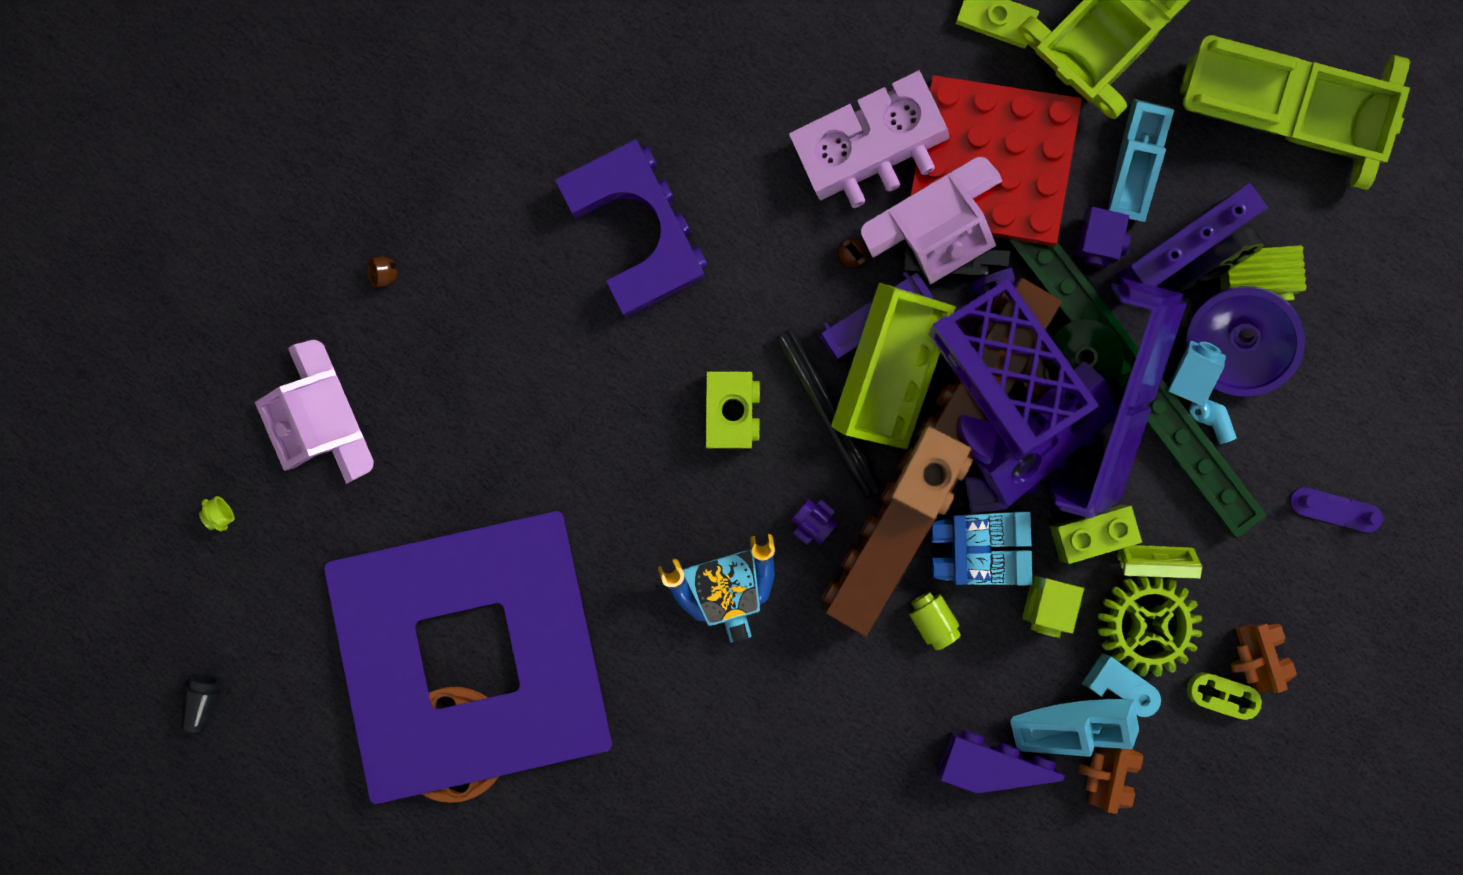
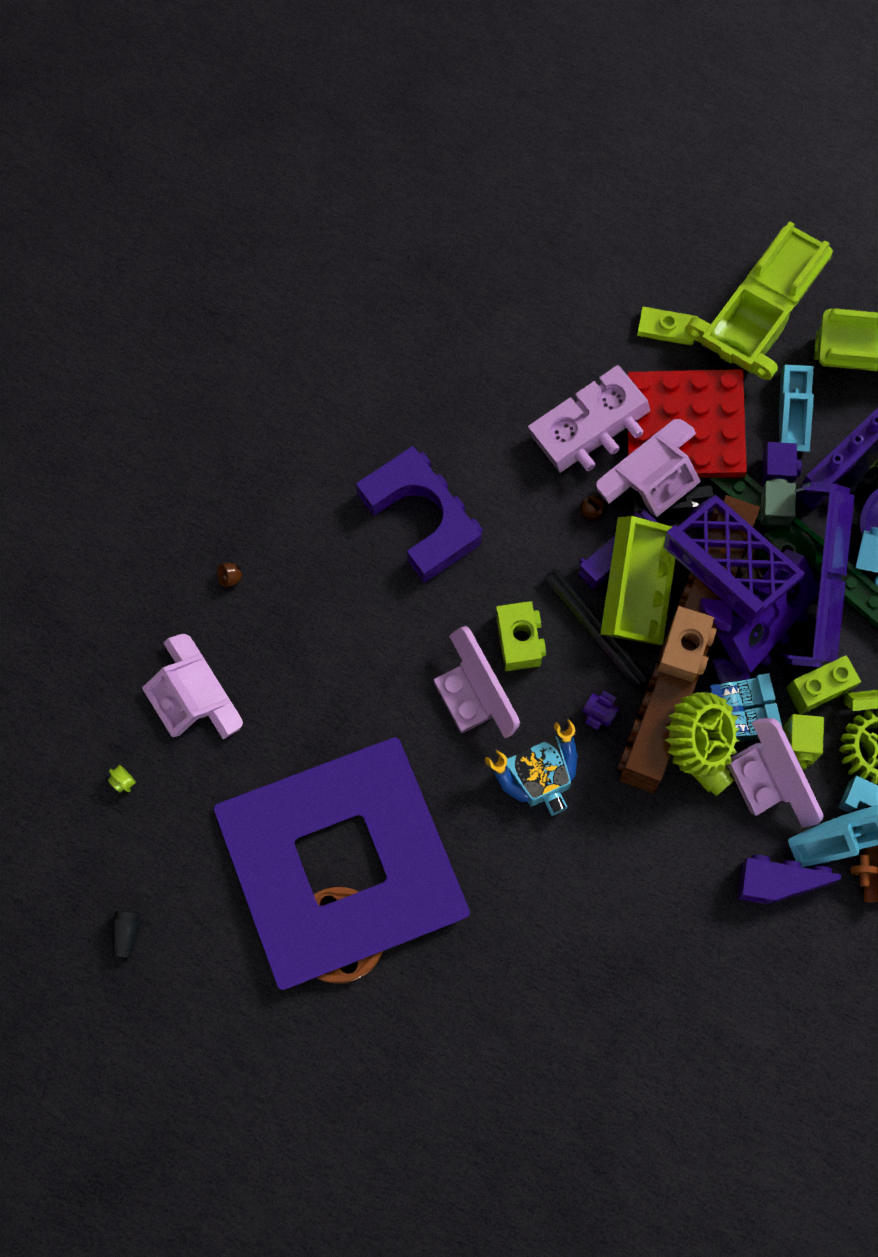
camera: 10 degrees left, 15 degrees down
(660, 473) = (473, 689): none -> lavender plate
(929, 586) = (702, 734): none -> lime gear
(1005, 636) = (772, 774): none -> lavender plate
(1088, 290) = (778, 503): none -> sand green brick

